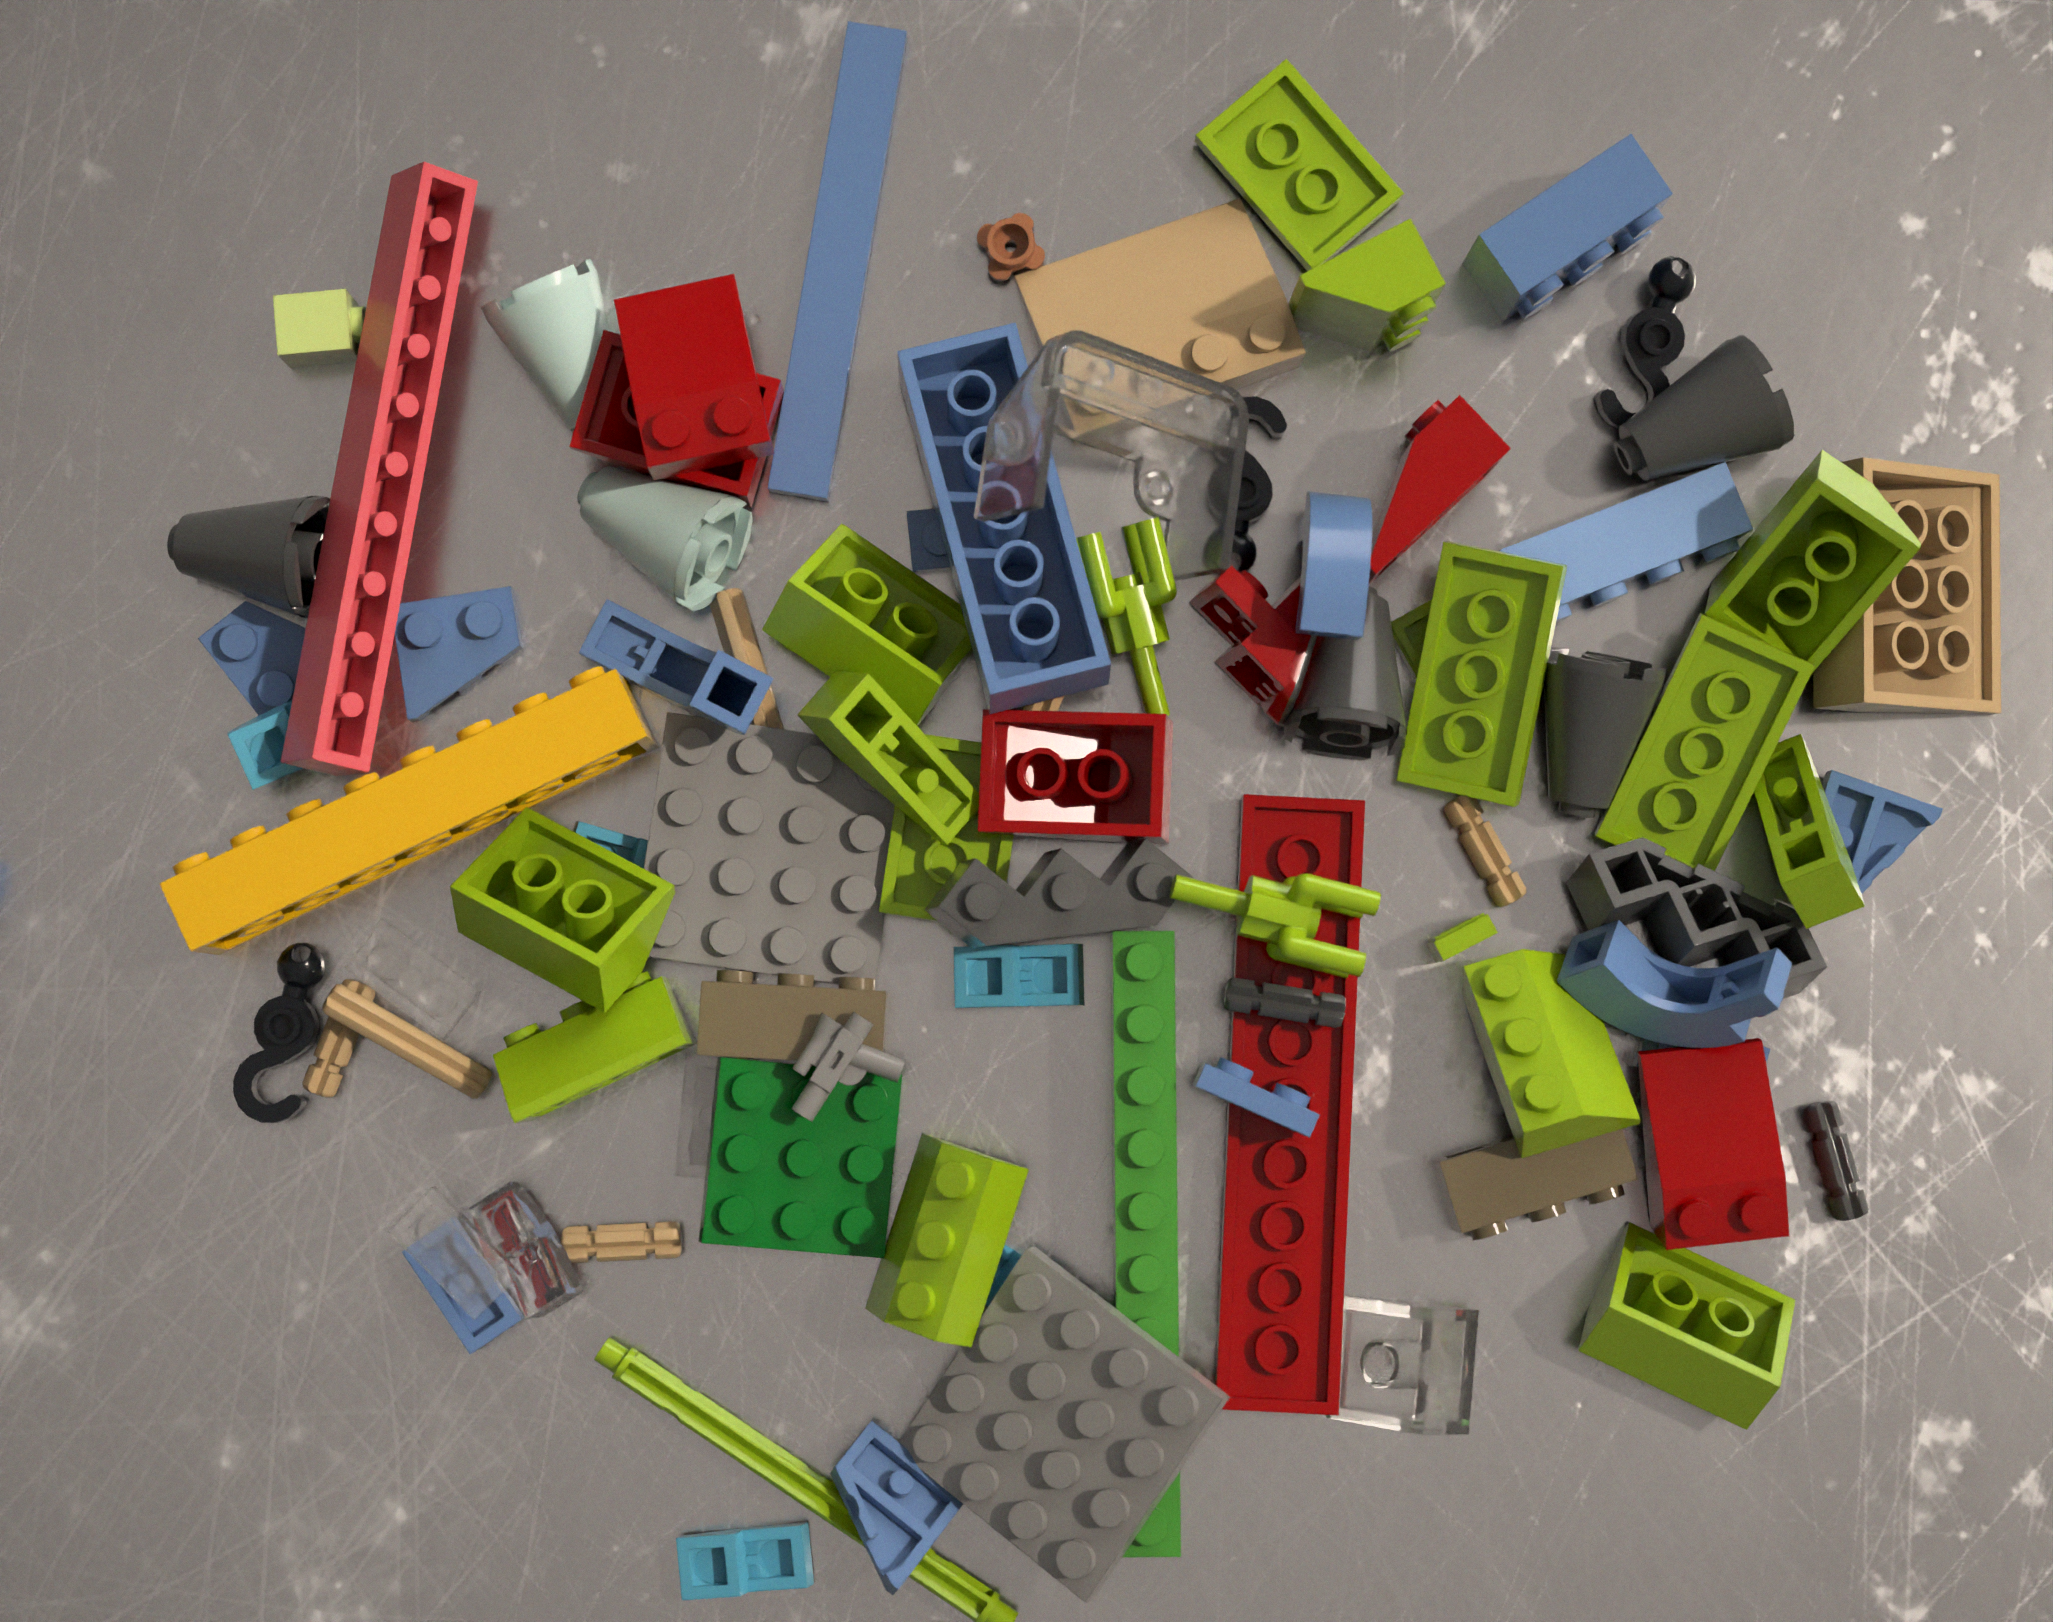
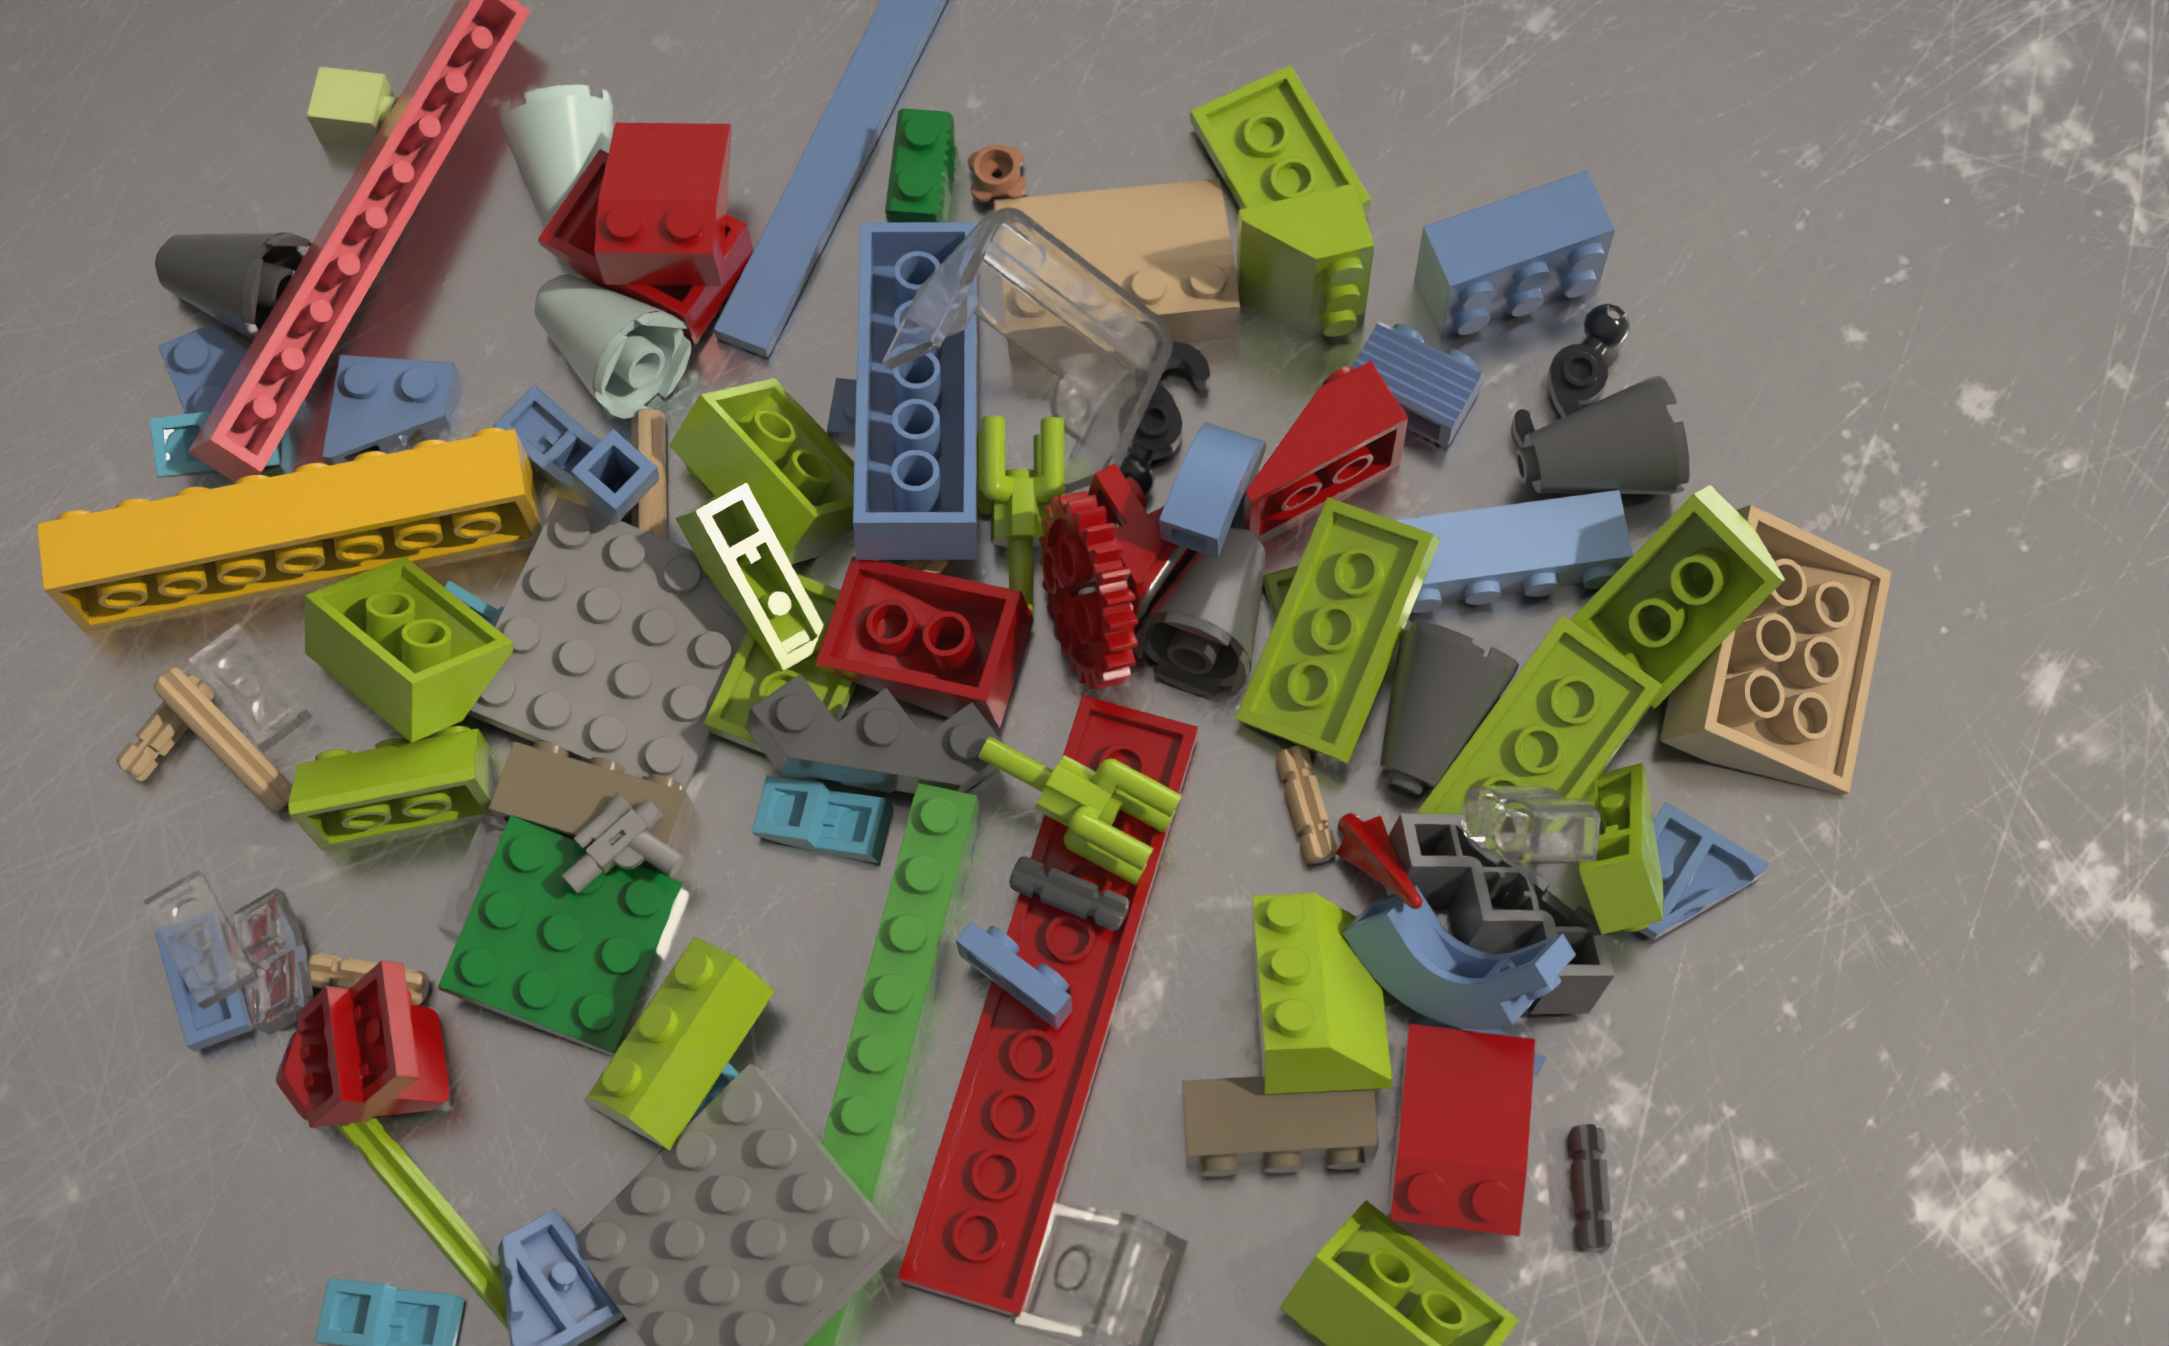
camera: 25 degrees right, 15 degrees down
(285, 1031) = (117, 707): black piece -> none
(647, 1326) = (364, 1053): none -> red piece
(937, 271) = (921, 167): none -> green brick
(1233, 699) = (1083, 554): none -> red gear
(1461, 937) = (1261, 877): lime tile -> none
(1501, 384) = (1426, 382): none -> medium blue brick
(1561, 887) = (1370, 849): none -> red piece
(1723, 844) = (1531, 824): none -> clear brick

